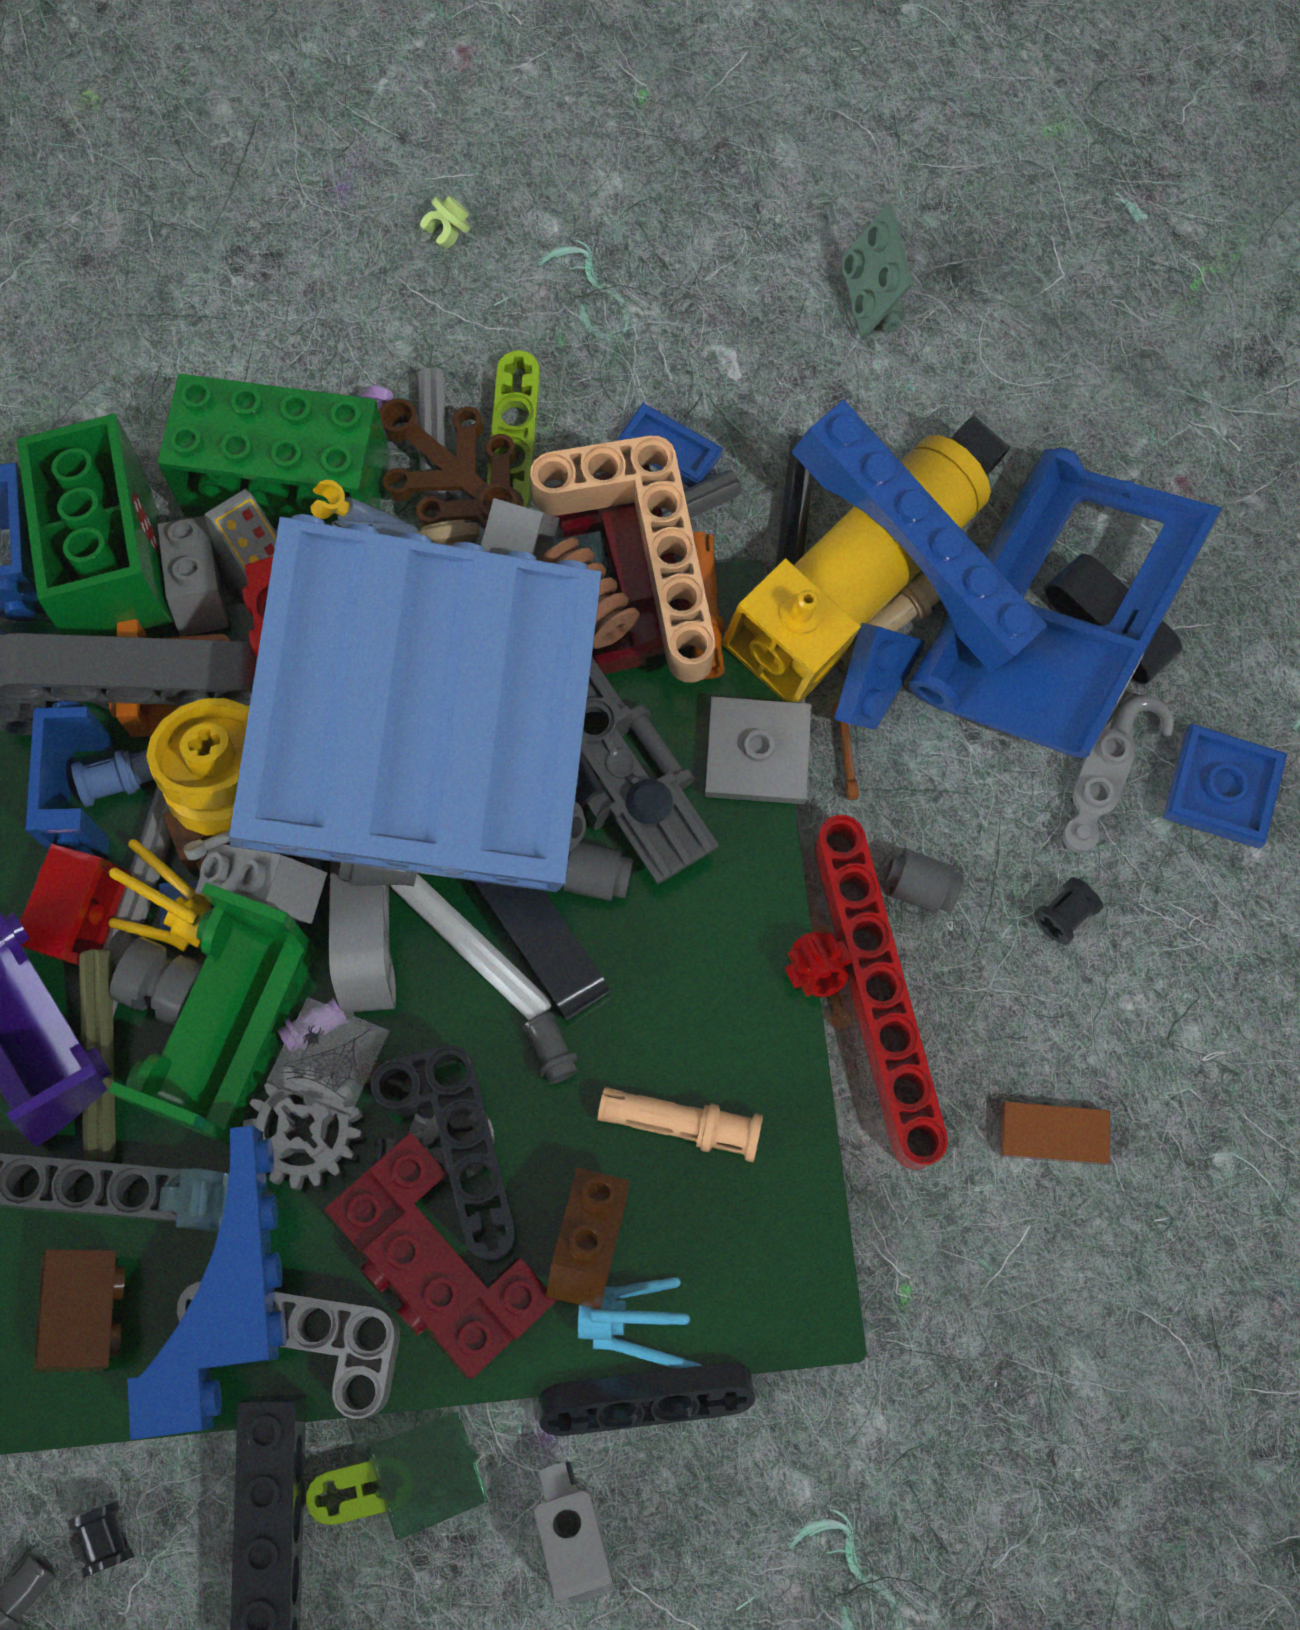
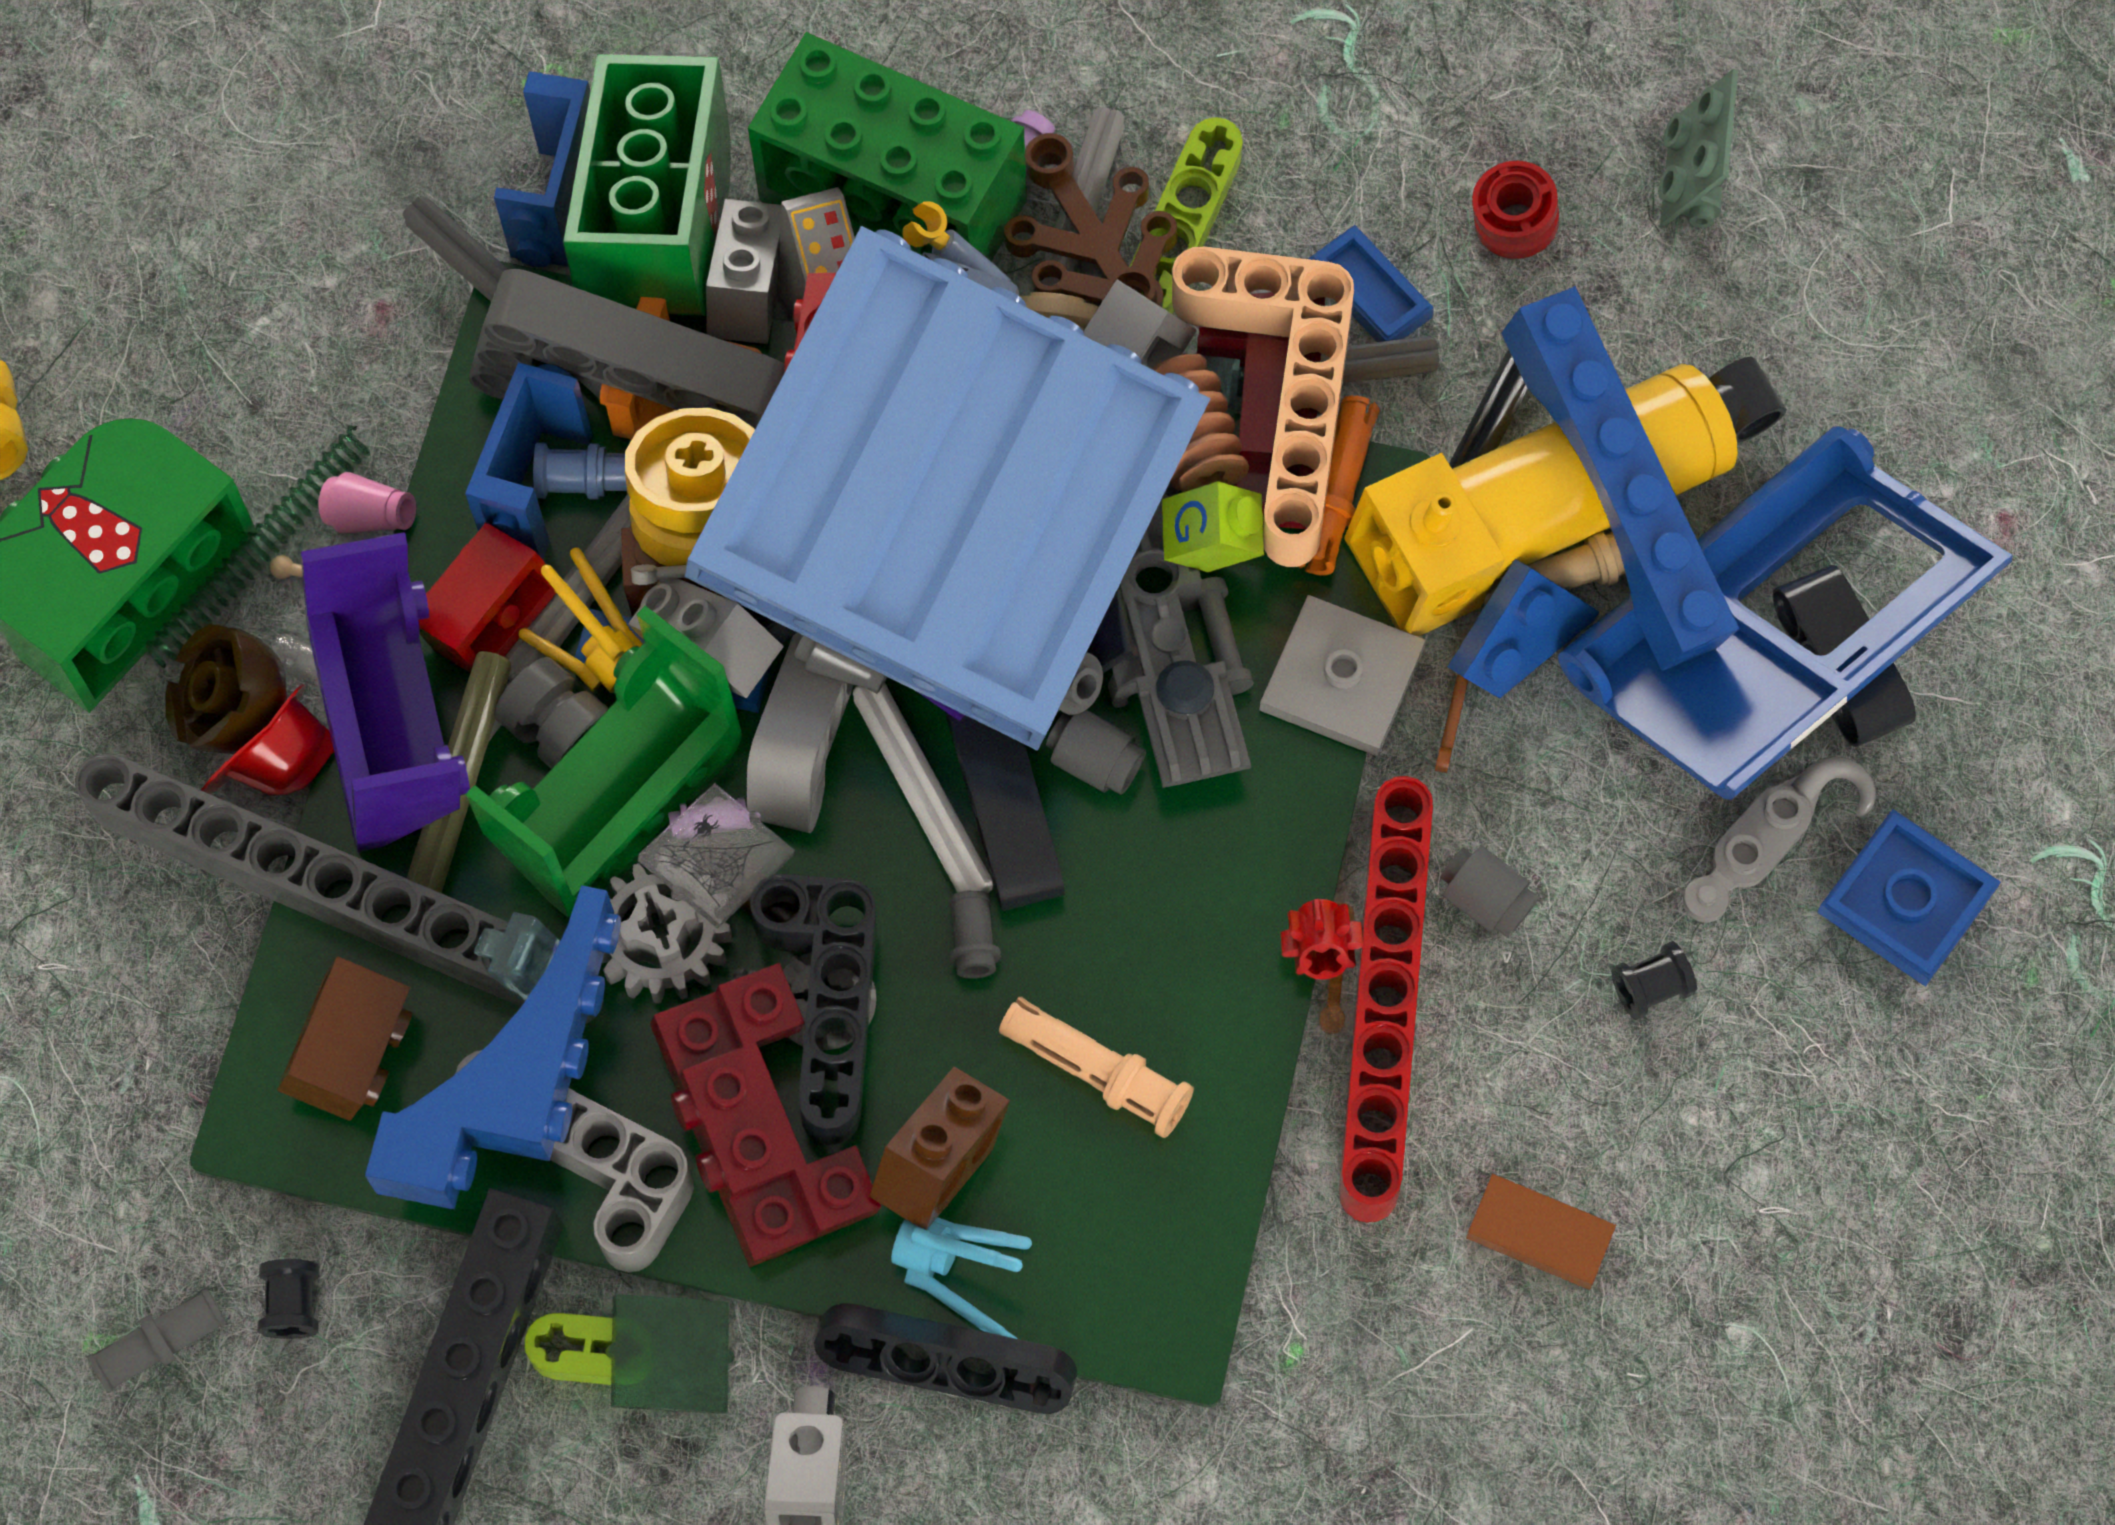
camera: 25 degrees right, 5 degrees down
(630, 669) = (1212, 526): none -> lime brick
(757, 336) = (1510, 185): none -> red wheel

